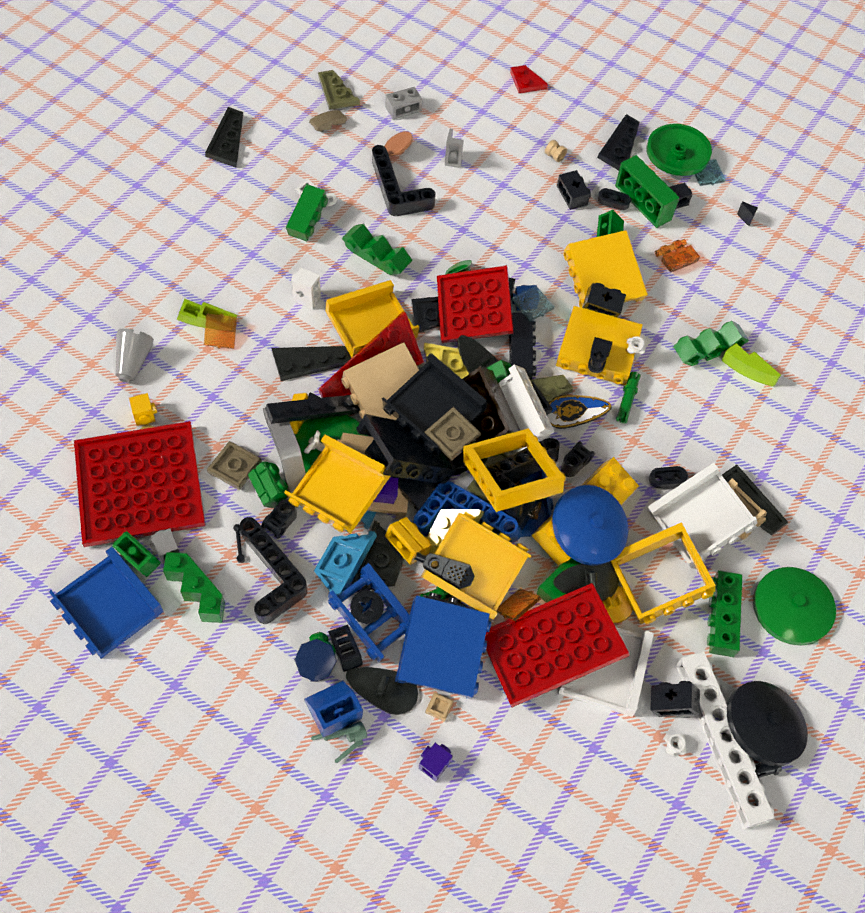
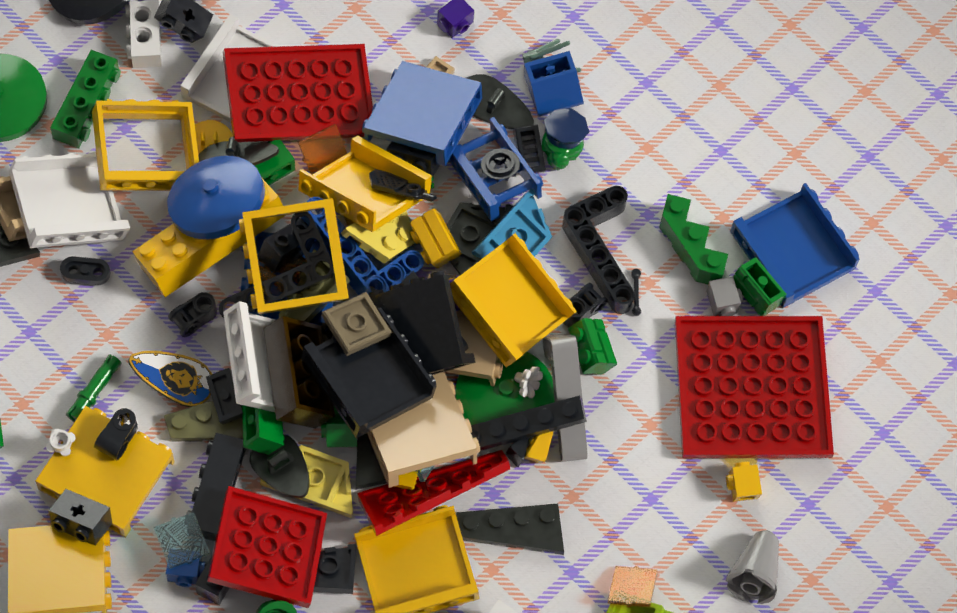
camera: 170 degrees left, 5 degrees up
(234, 465) = (632, 387): dark tan plate -> none

